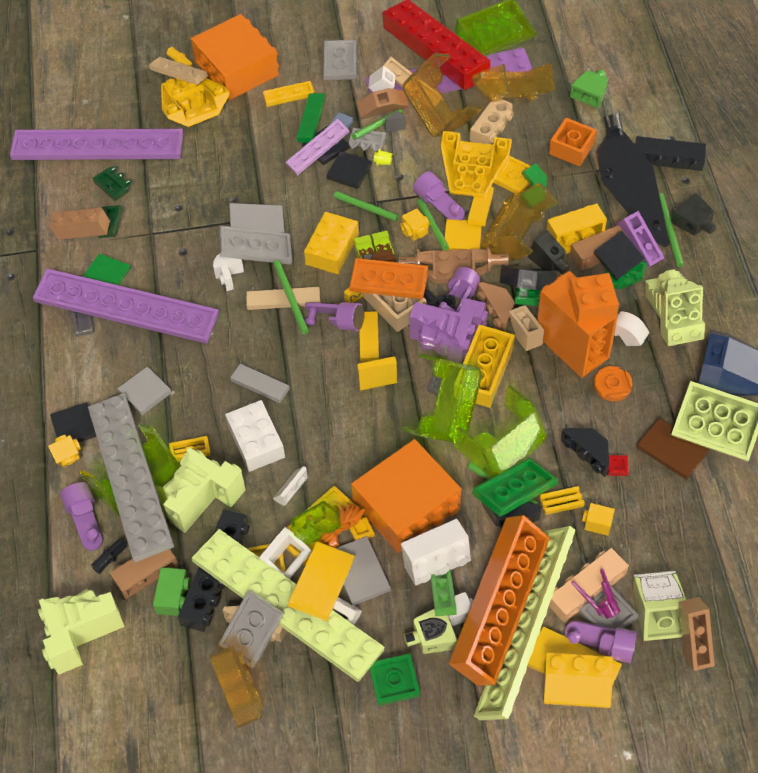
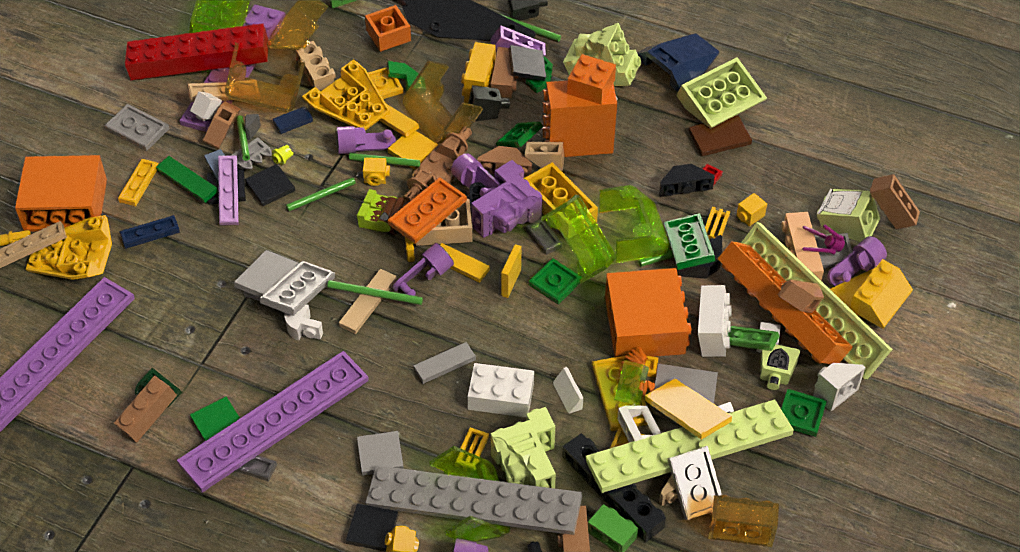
camera: 60 degrees left, 5 degrees down
(112, 183) = (114, 364): dark green plate -> none
(247, 129) = (149, 231): none -> dark blue tile
(331, 243) = (343, 235): yellow brick -> none
(401, 411) = (555, 281): none -> green tile
(425, 143) = (292, 120): none -> dark blue tile
(439, 692) = (838, 383): none -> white slope
(502, 605) = (801, 295): none -> medium nougat slope
(526, 277) = (494, 130): black slope -> none
(613, 383) = (634, 137): orange tile -> none

